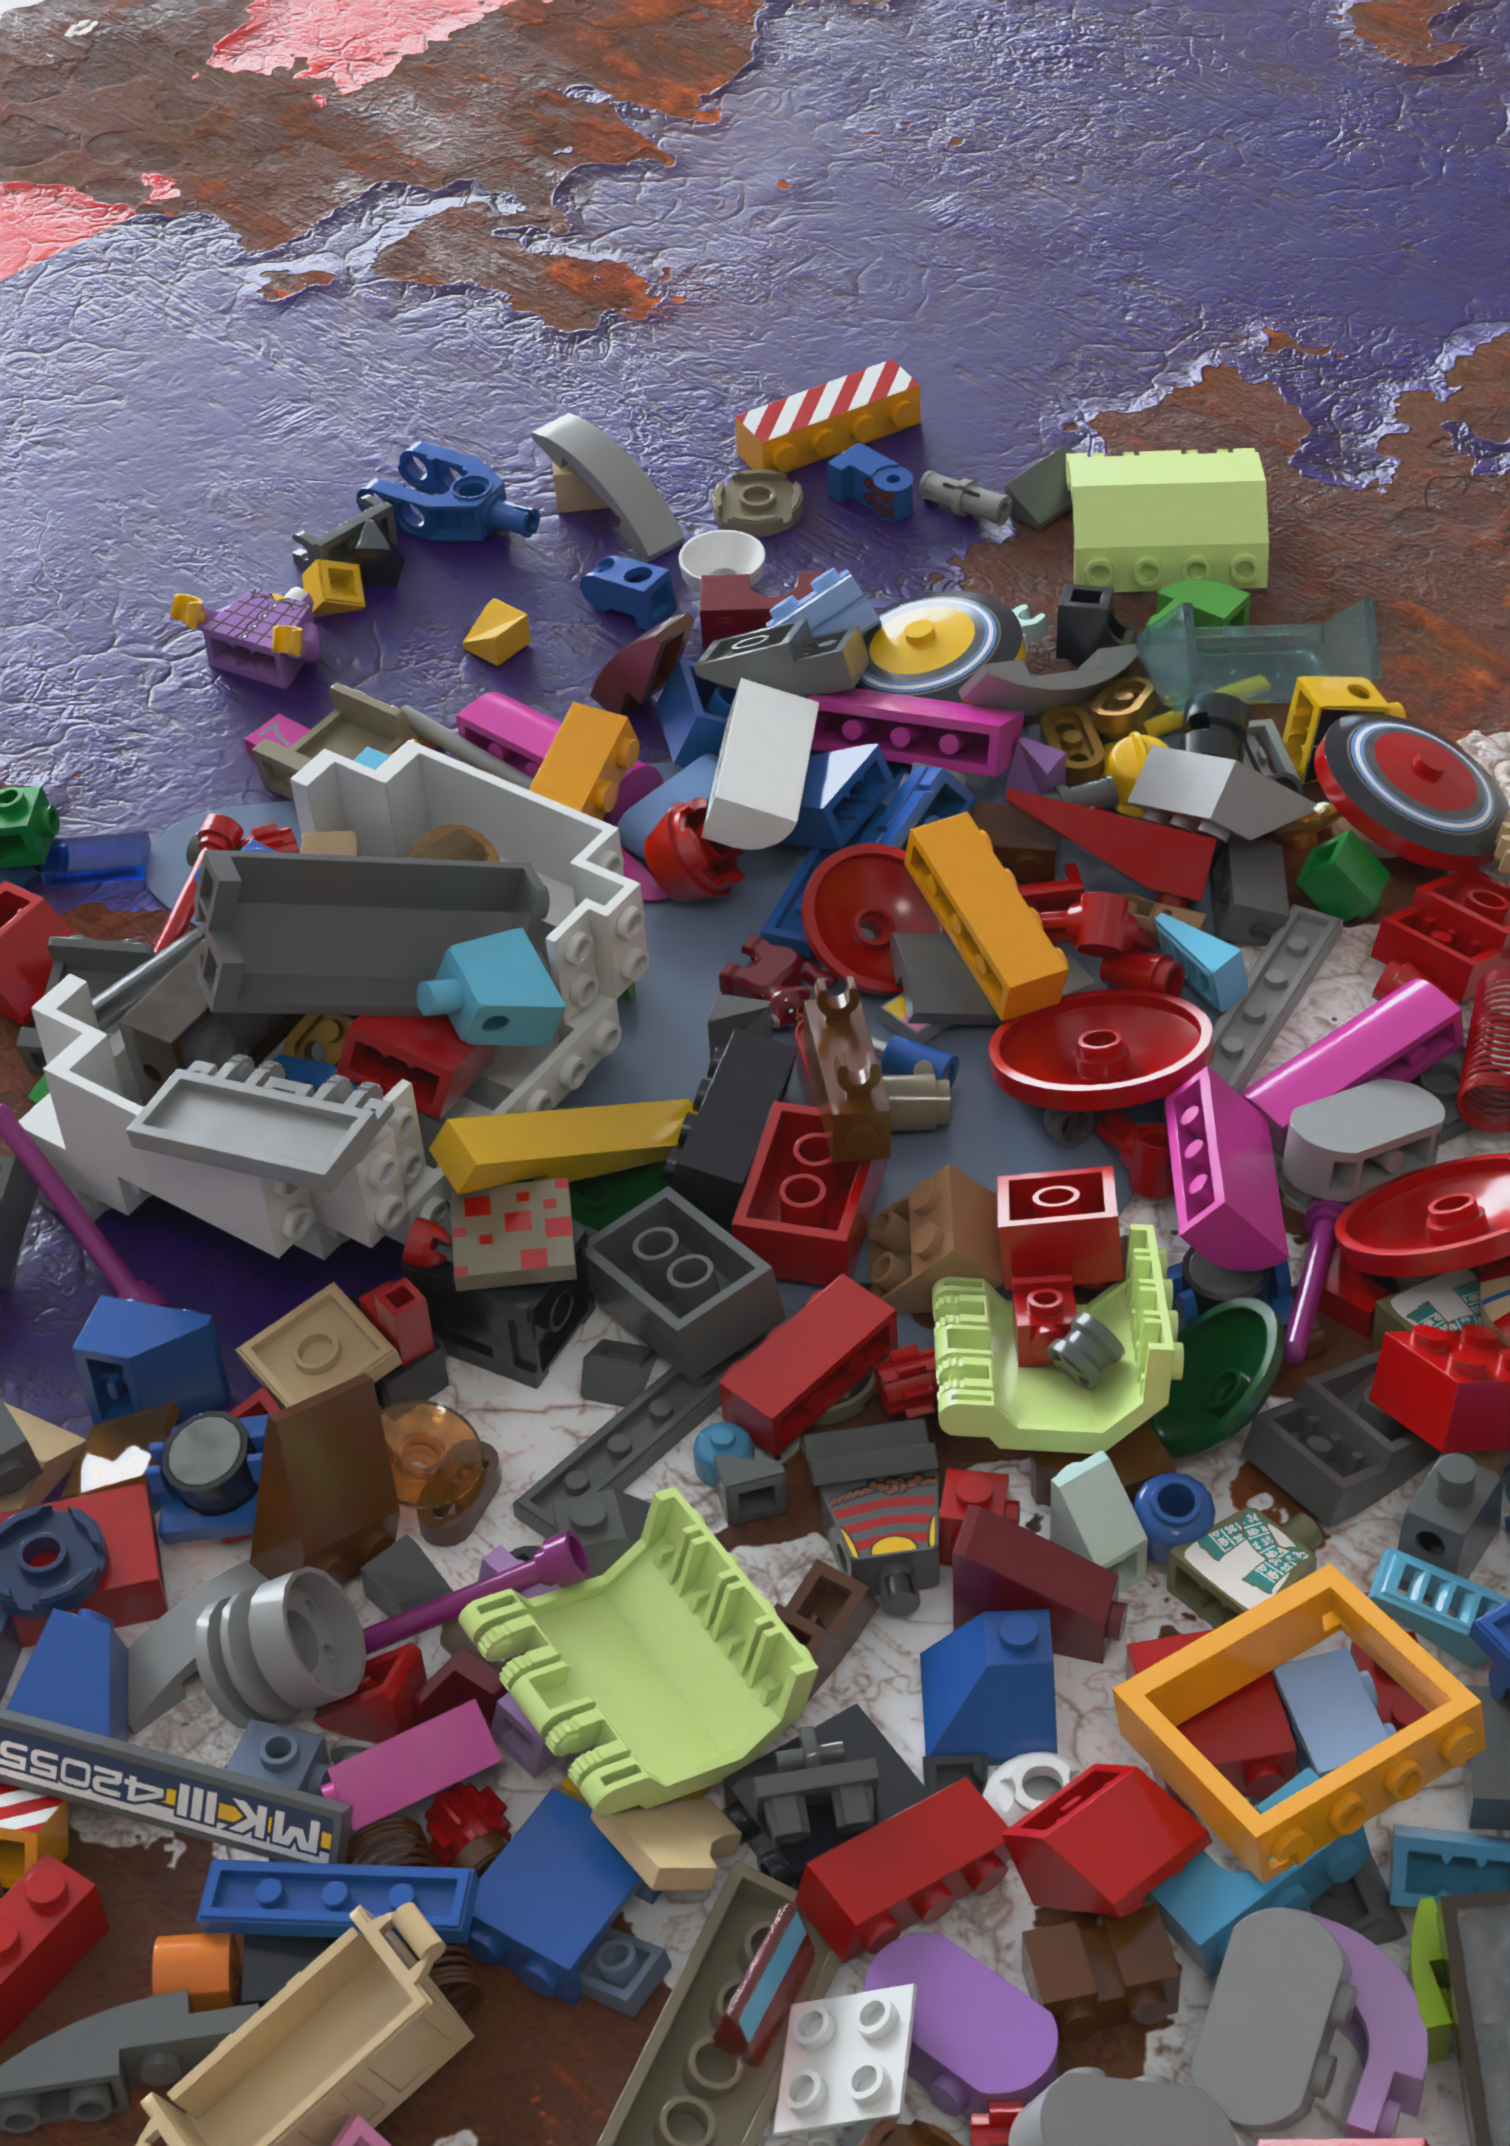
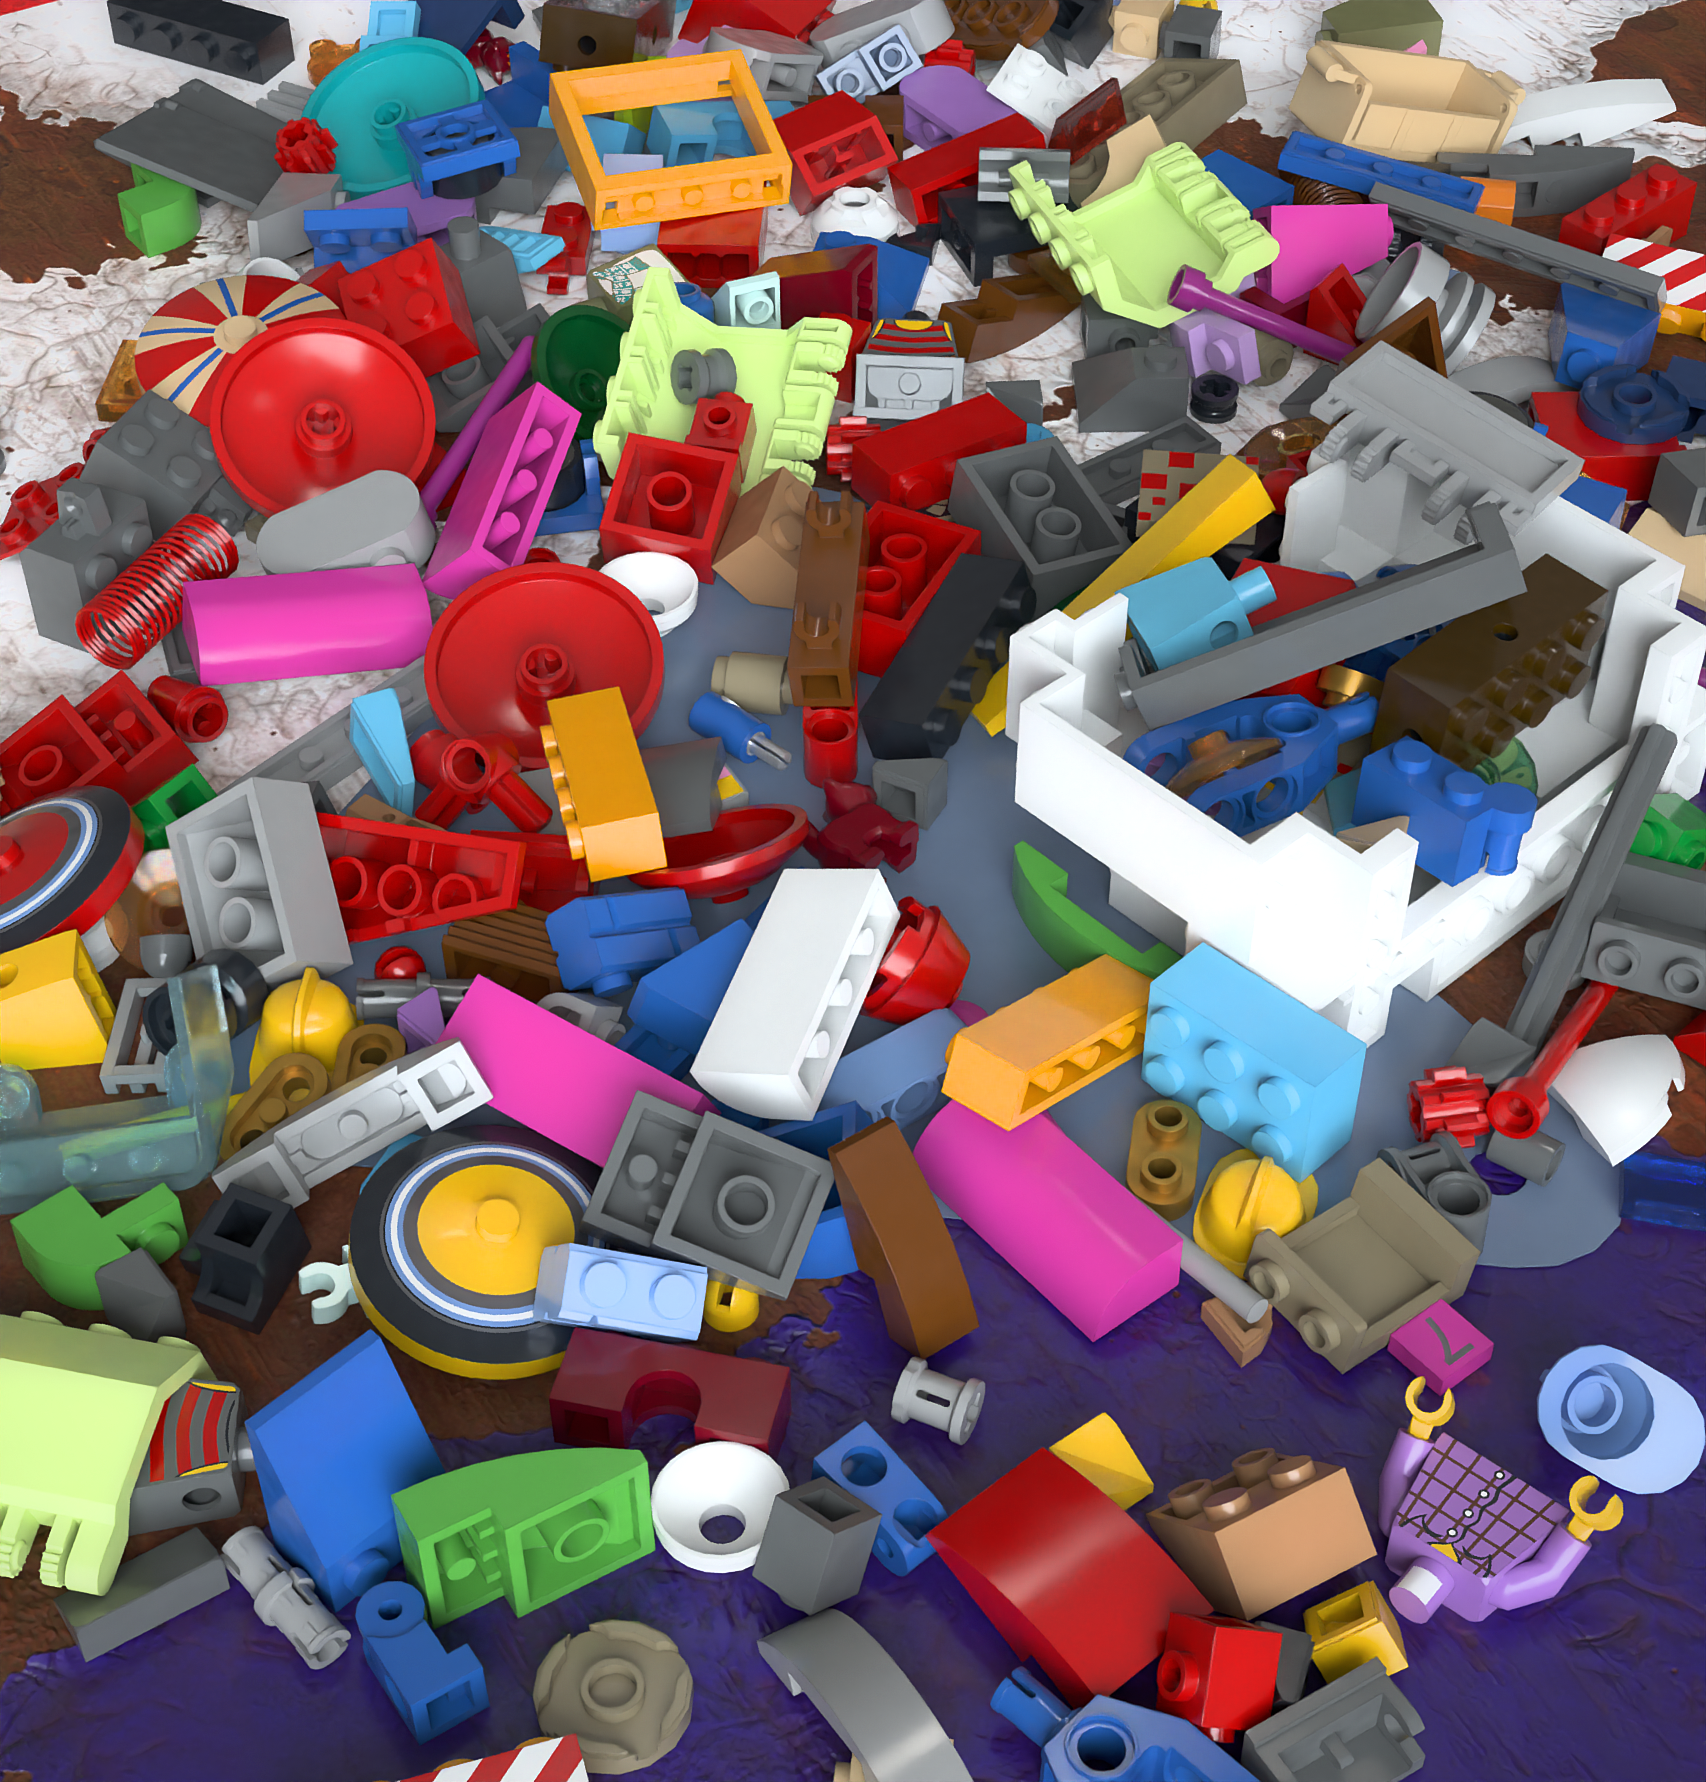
camera: 170 degrees left, 0 degrees up
(137, 897) = (1620, 1091): none -> white brick
(179, 705) = (1620, 1419): none -> piece
(270, 794) = (1446, 1182): none -> dark grey piece
(393, 615) = (1264, 1530): none -> medium nougat slope
(413, 529) = (1218, 1673): none -> red brick
(503, 562) = (1066, 1576): none -> red slope
(601, 642) = (912, 1402): none -> light grey bush
(655, 539) = (816, 1545): none -> dark grey brick
(831, 511) = (523, 1528): none -> bright green slope
(945, 506) = (329, 1467): none -> slope
(1044, 538) = (194, 1459): none -> dark grey torso
(1048, 1147) = (660, 583): none -> white piece
(1116, 2053) = (871, 66): none -> slope
(1137, 597) = (140, 1298): none -> dark grey slope

